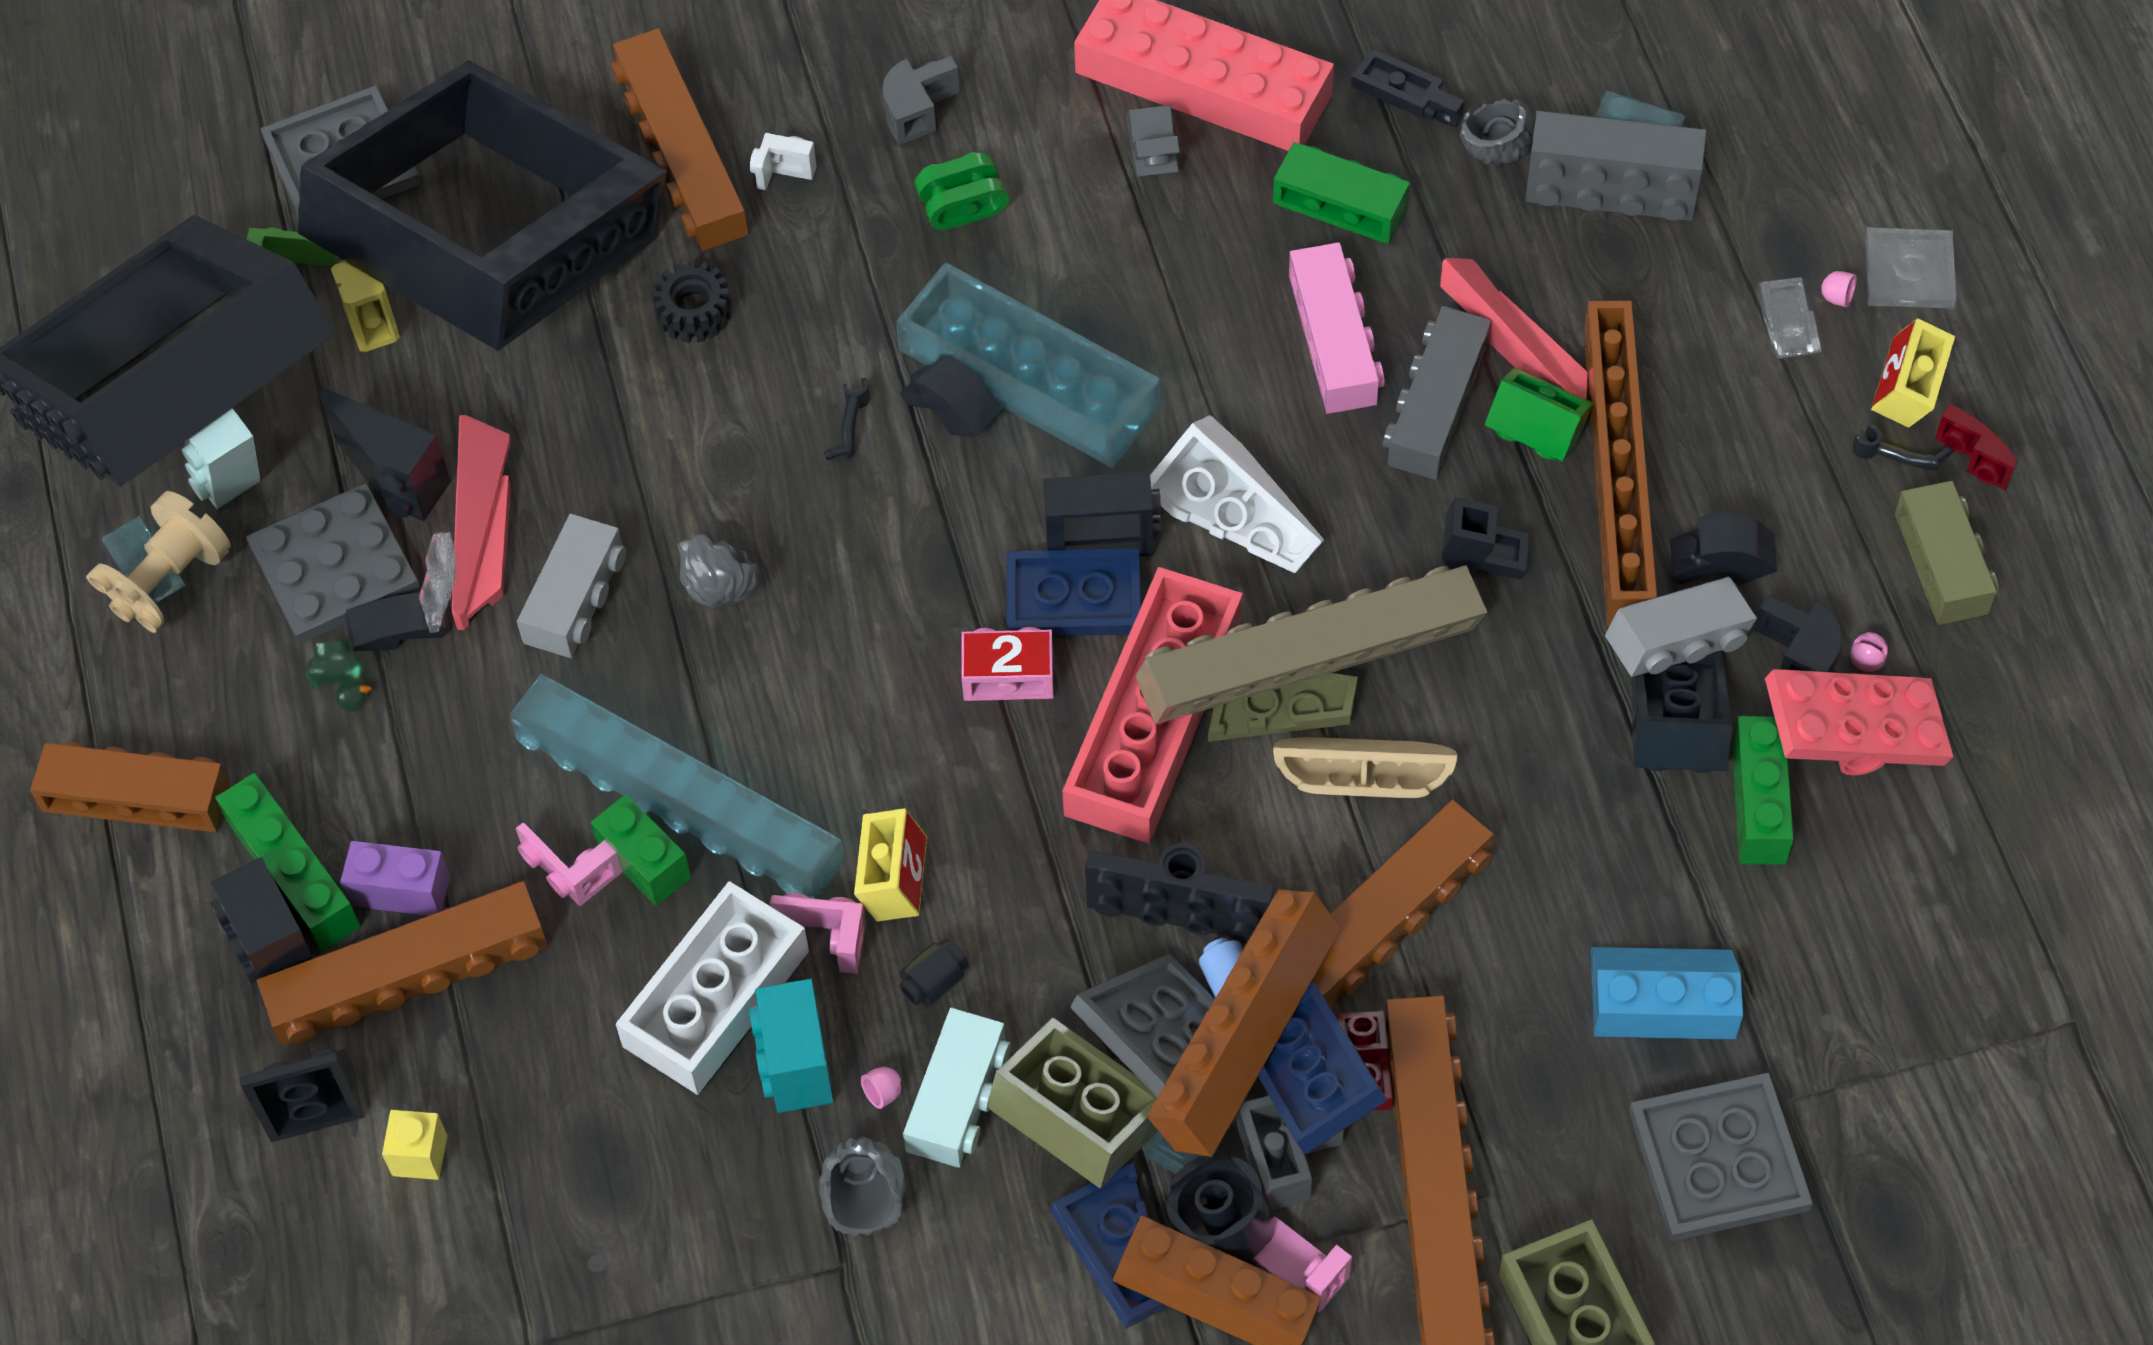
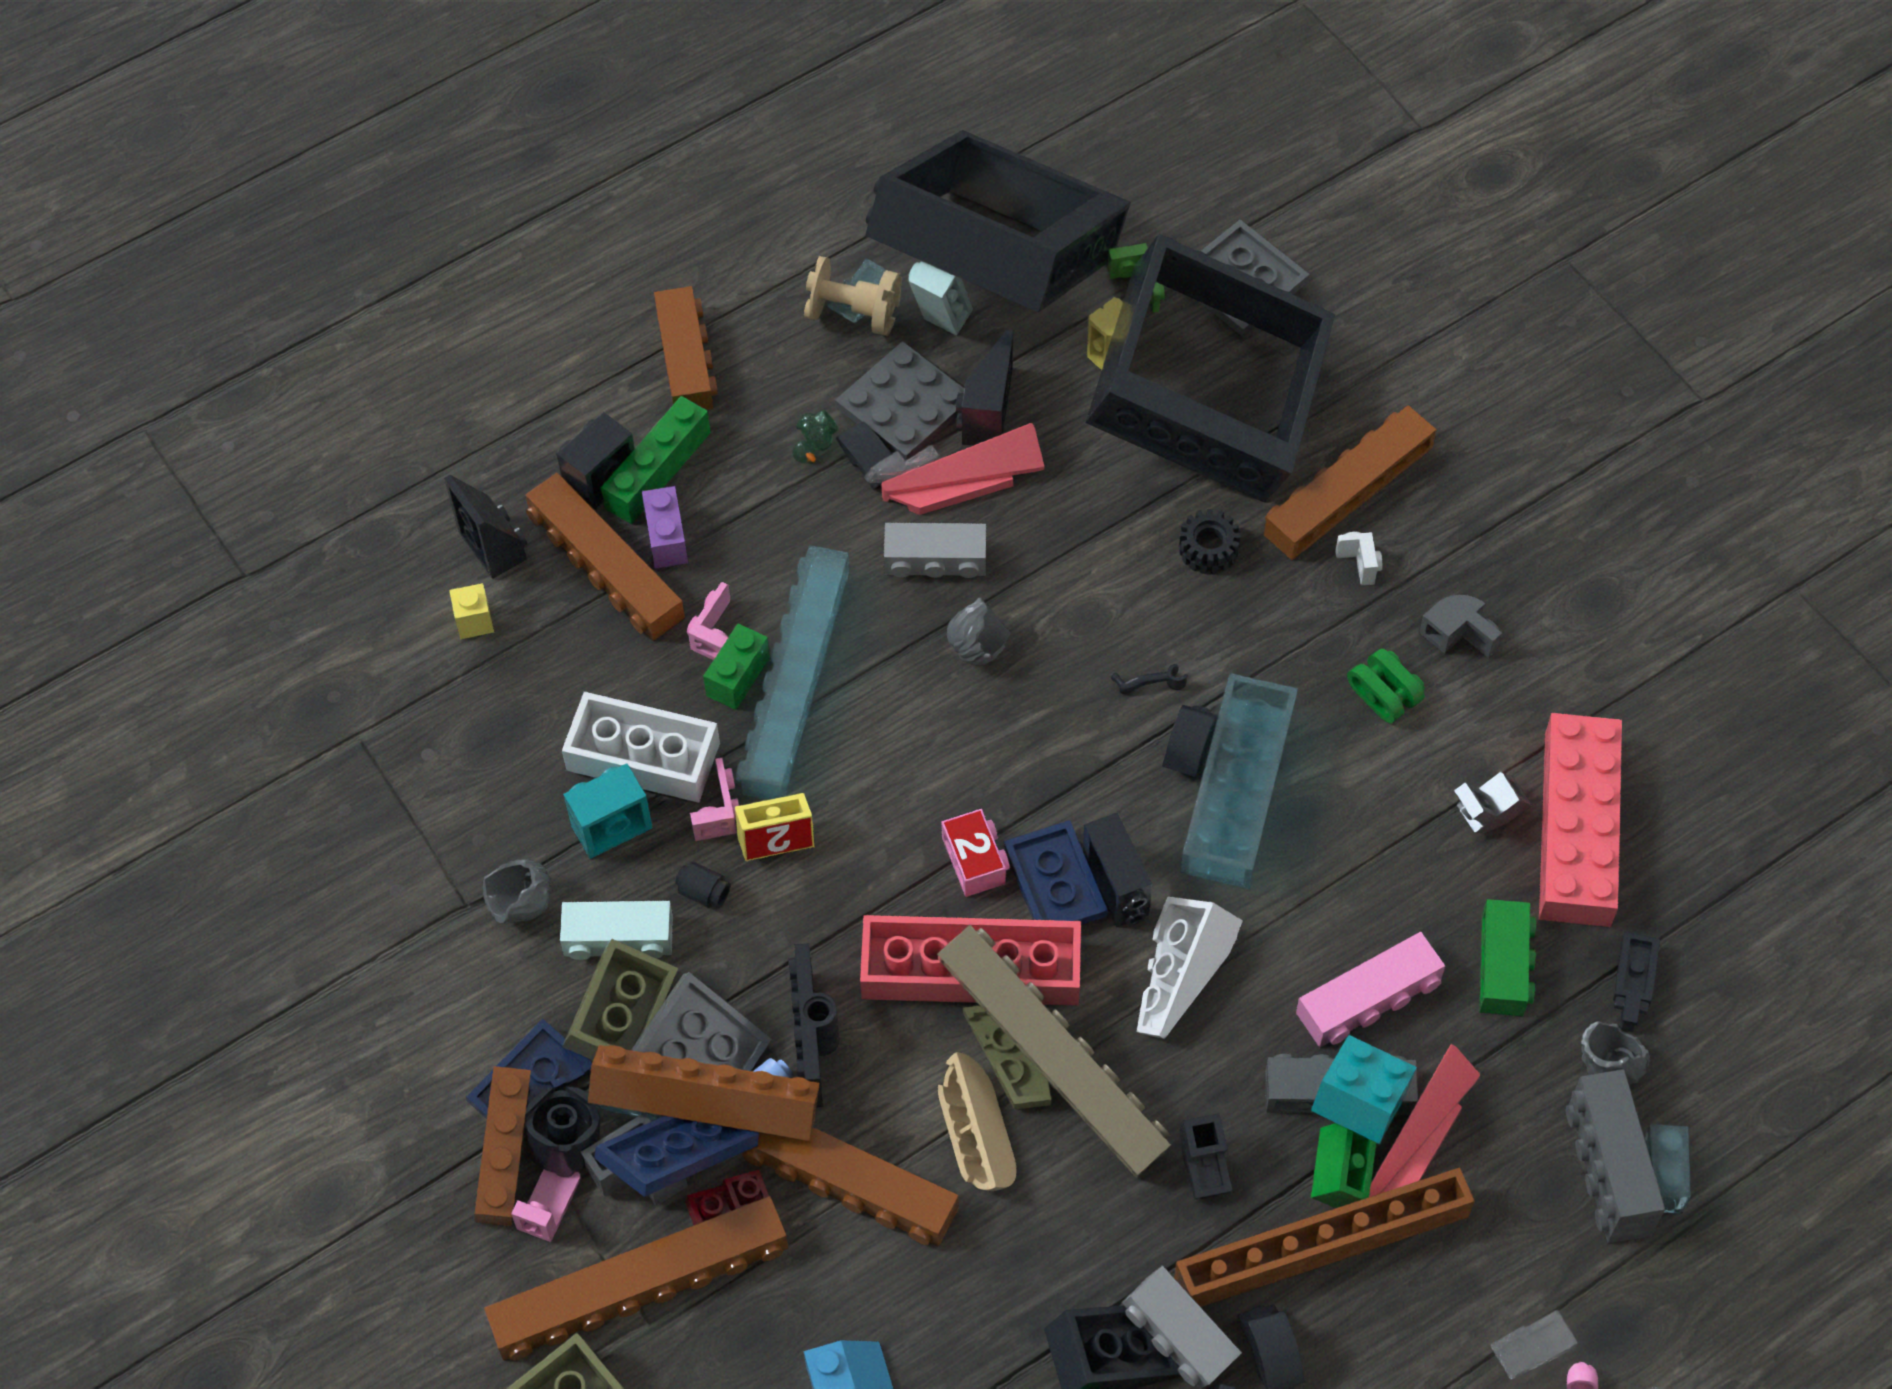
camera: 70 degrees right, 0 degrees up
(881, 1086) = (606, 882): bright pink hinge -> none
(1476, 349) = (1363, 1089): none -> teal brick

